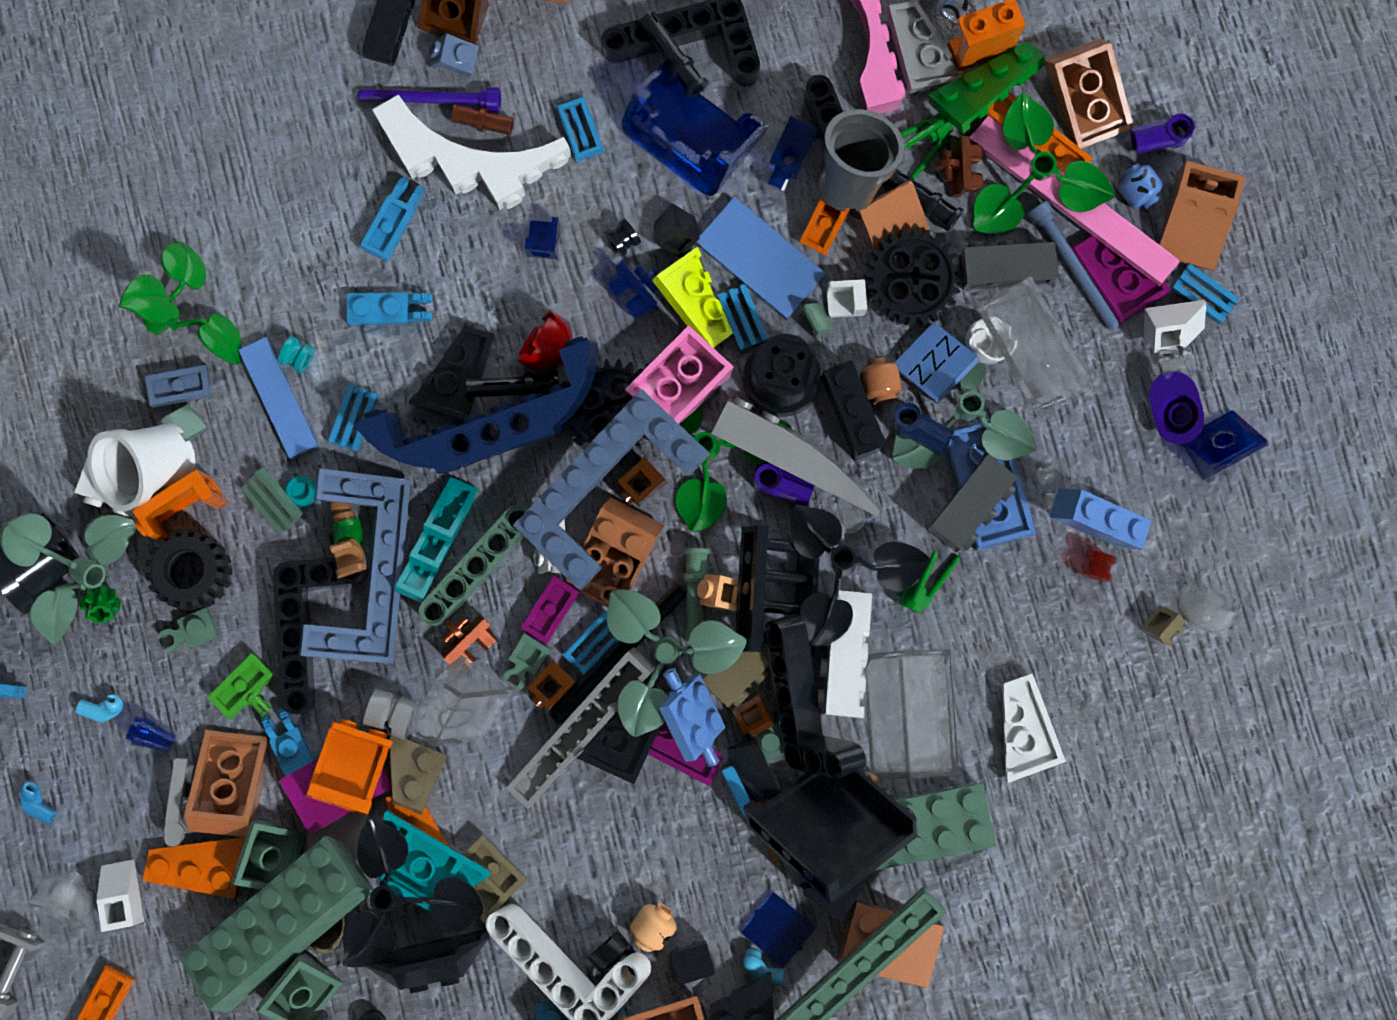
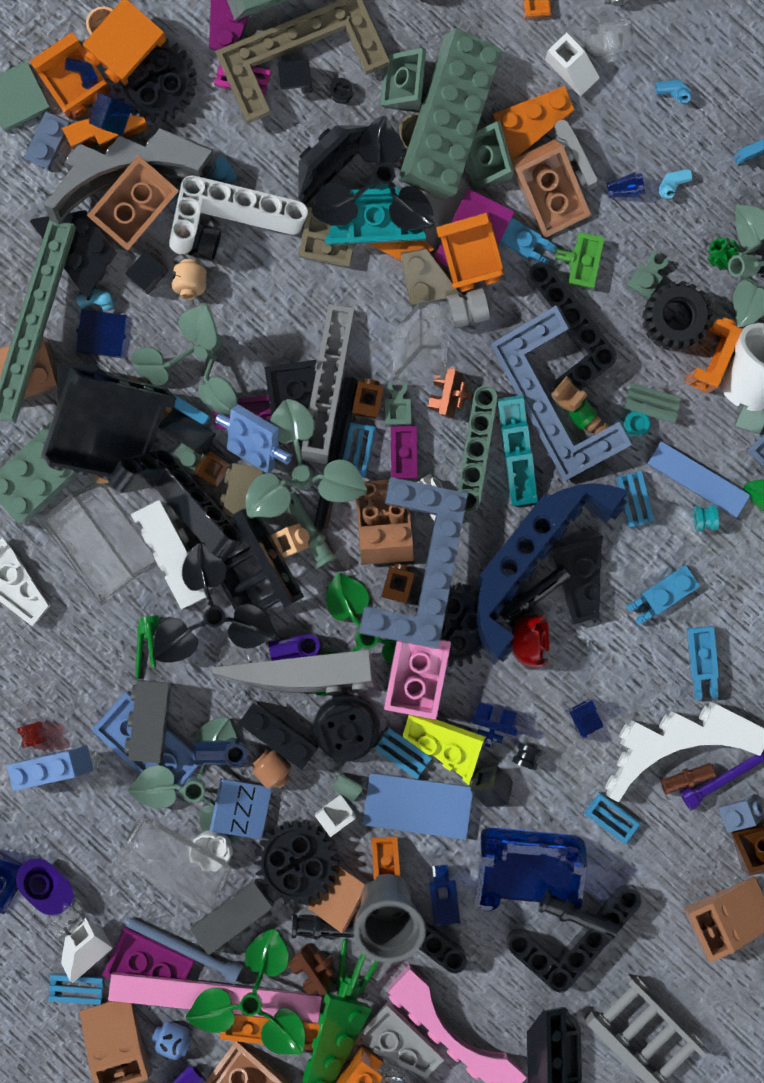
camera: 145 degrees right, 5 degrees up
(674, 860) = (198, 327): none -> sand green plant

